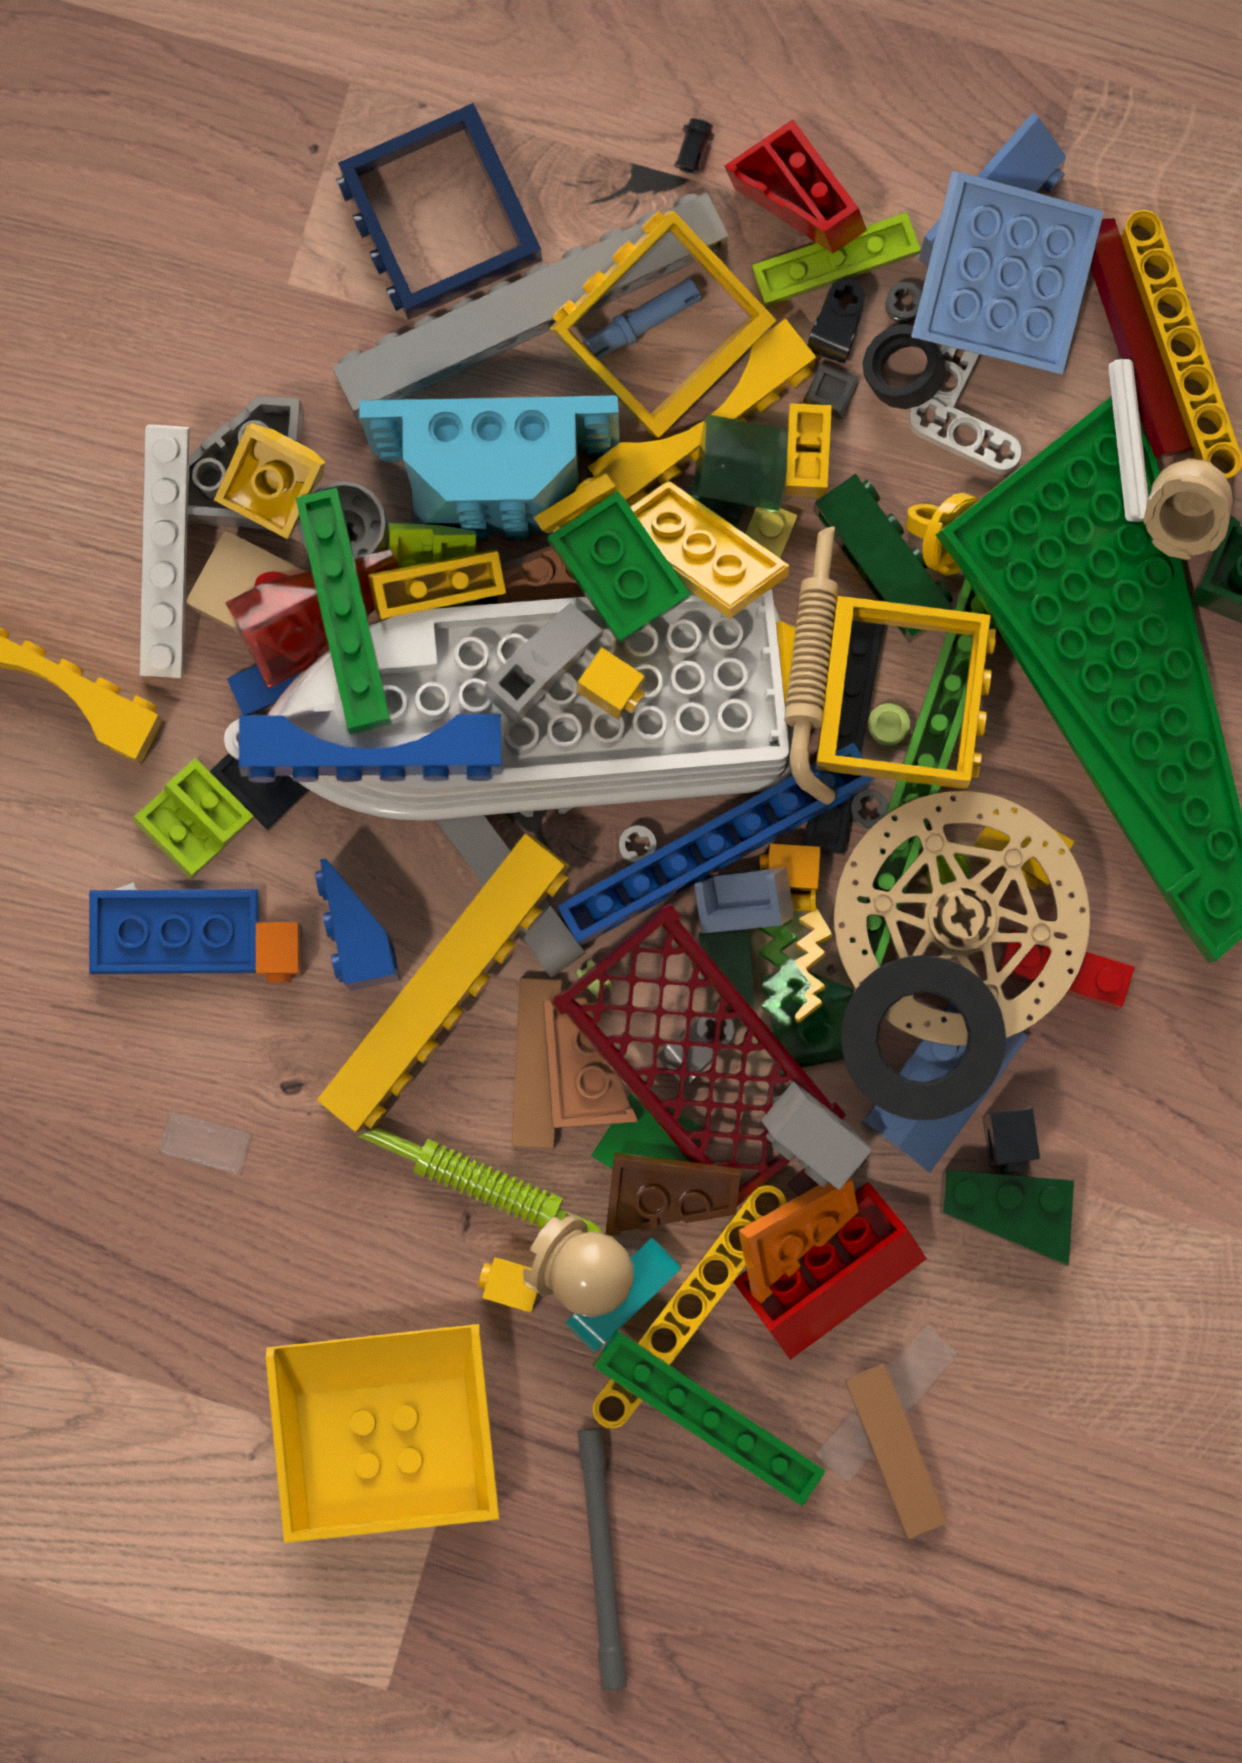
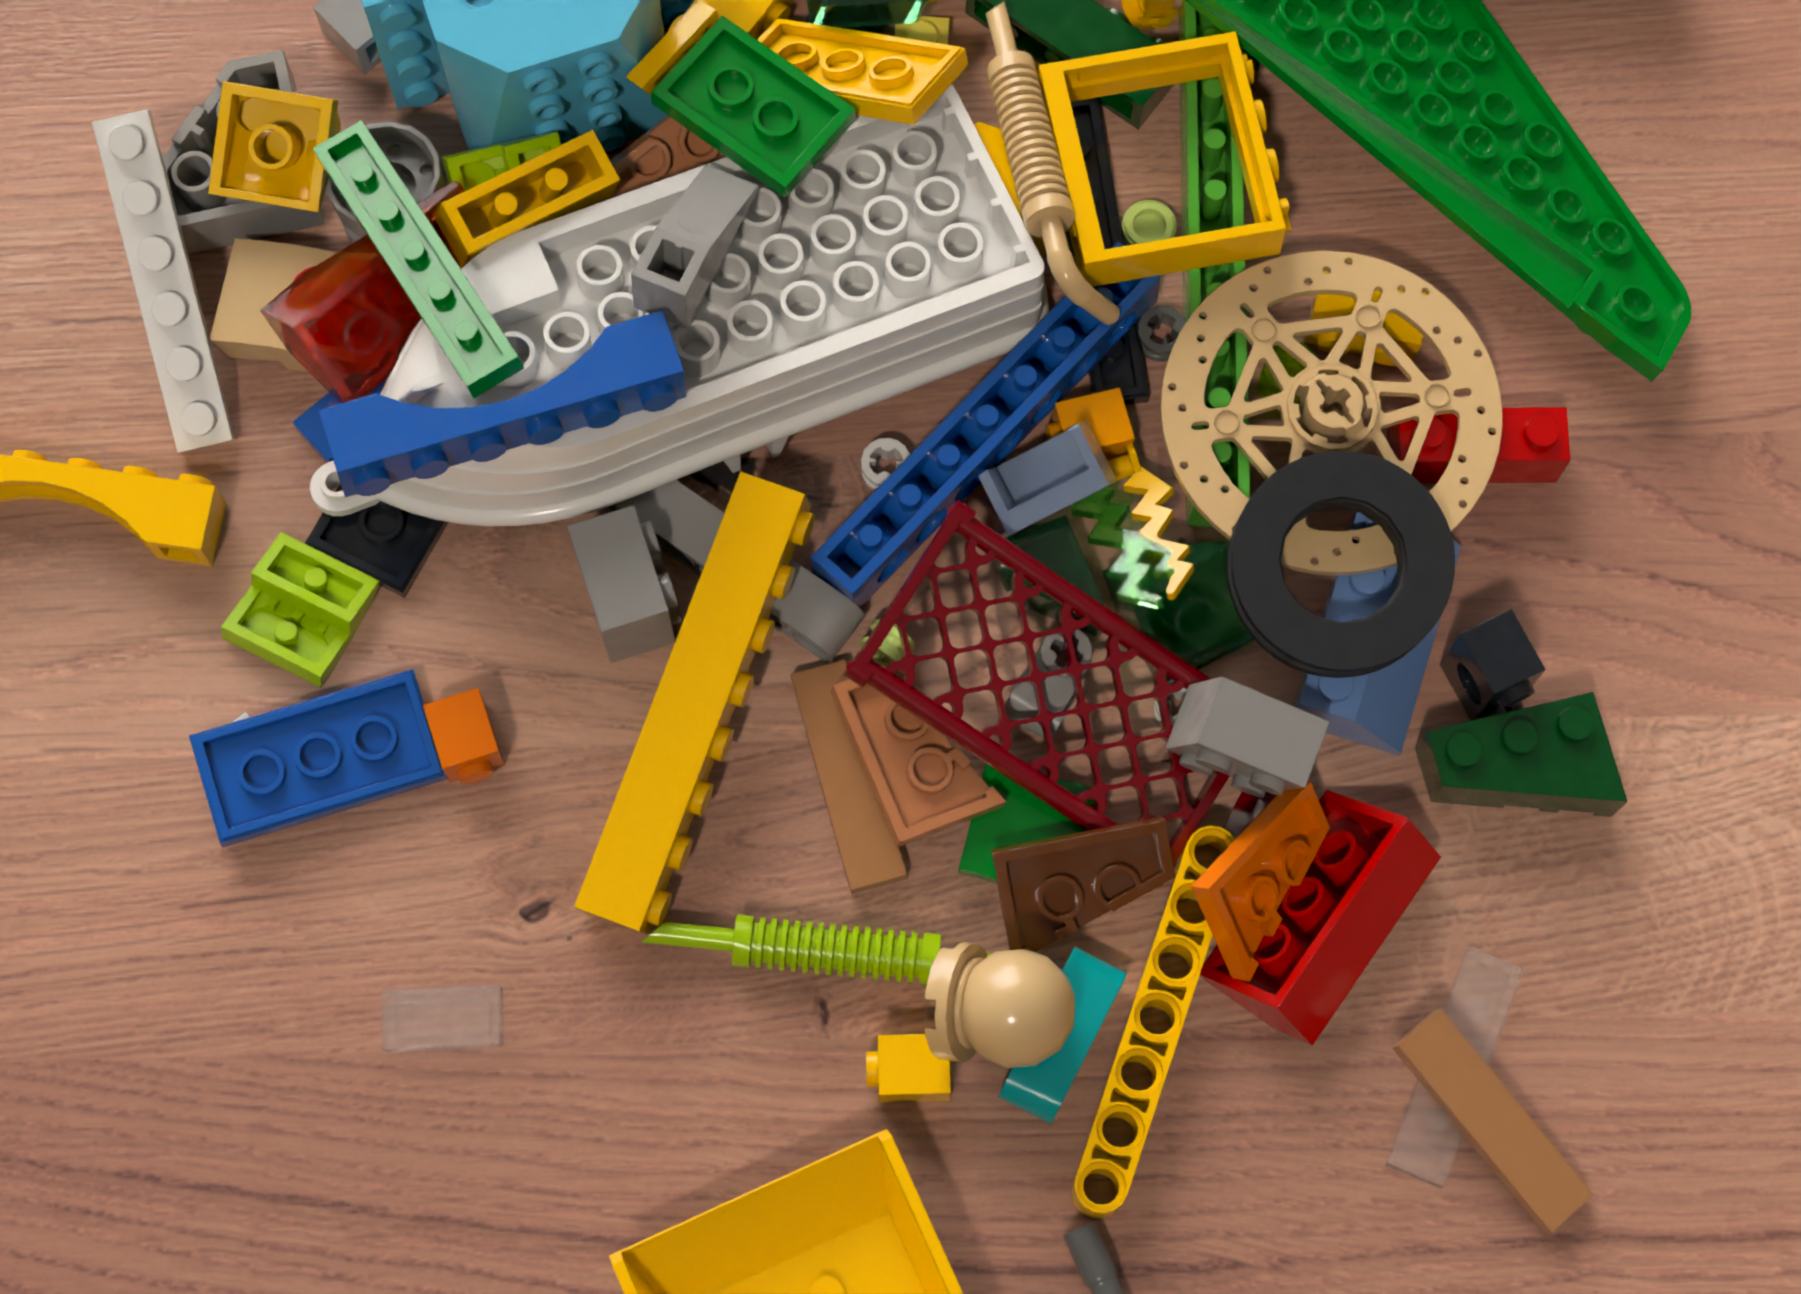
camera: 25 degrees left, 10 degrees down
(364, 948) = (578, 692): blue slope -> none
(421, 879) = (620, 571): none -> light grey brick
(611, 684) = (792, 242): yellow brick -> none
(708, 1418) = (1234, 1153): green plate -> none

